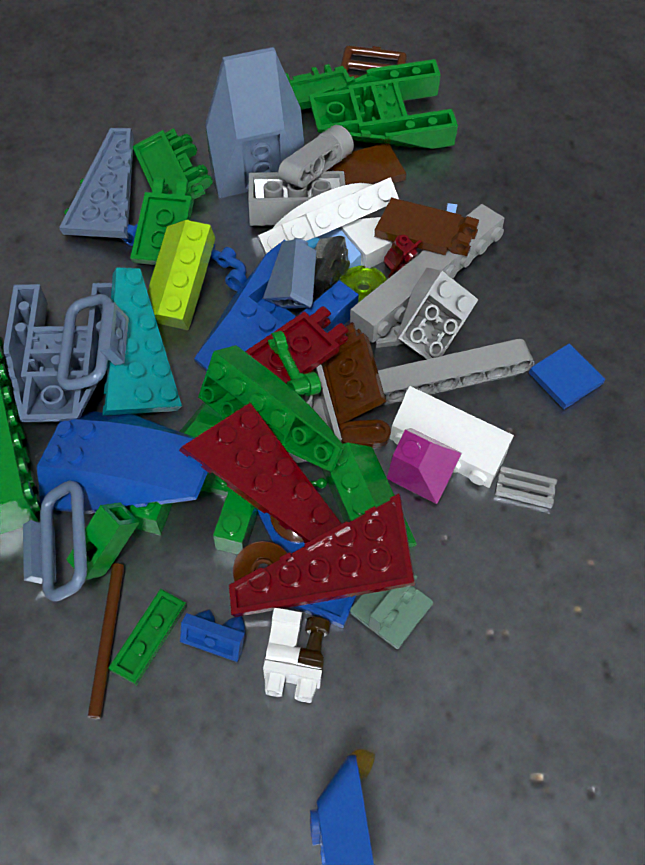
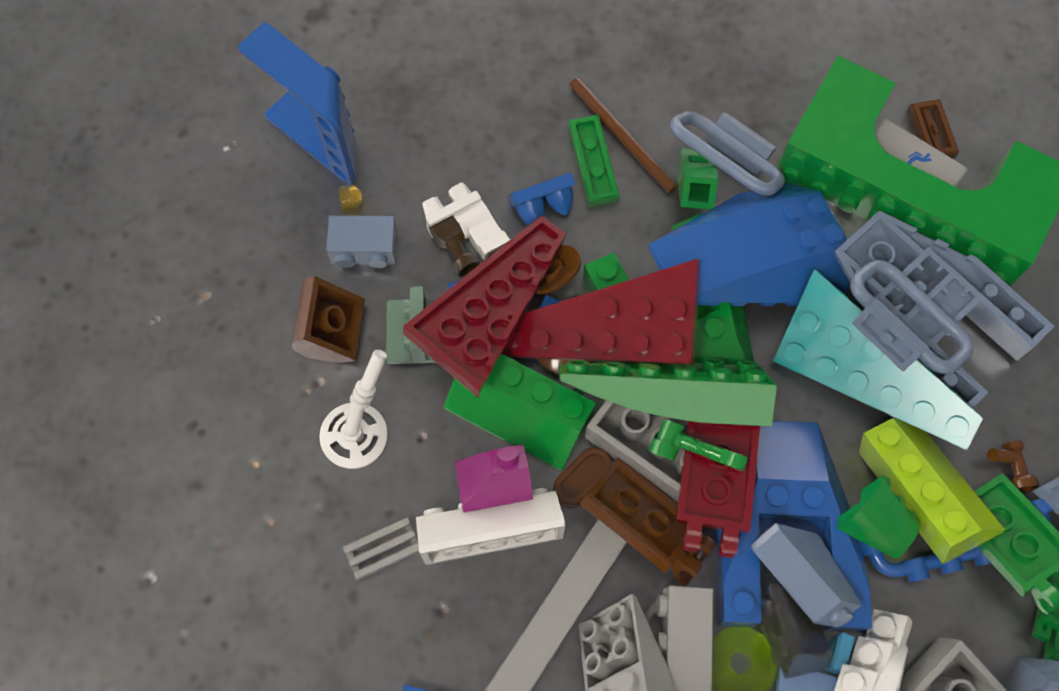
camera: 140 degrees right, 10 degrees up
(123, 250) = (1012, 453): none -> reddish brown piece
(228, 270) = (881, 519): none -> green slope
(381, 710) = (362, 241): none -> sand blue brick
(459, 660) = (327, 322): none -> reddish brown brick
(491, 571) = (355, 427): none -> white dish

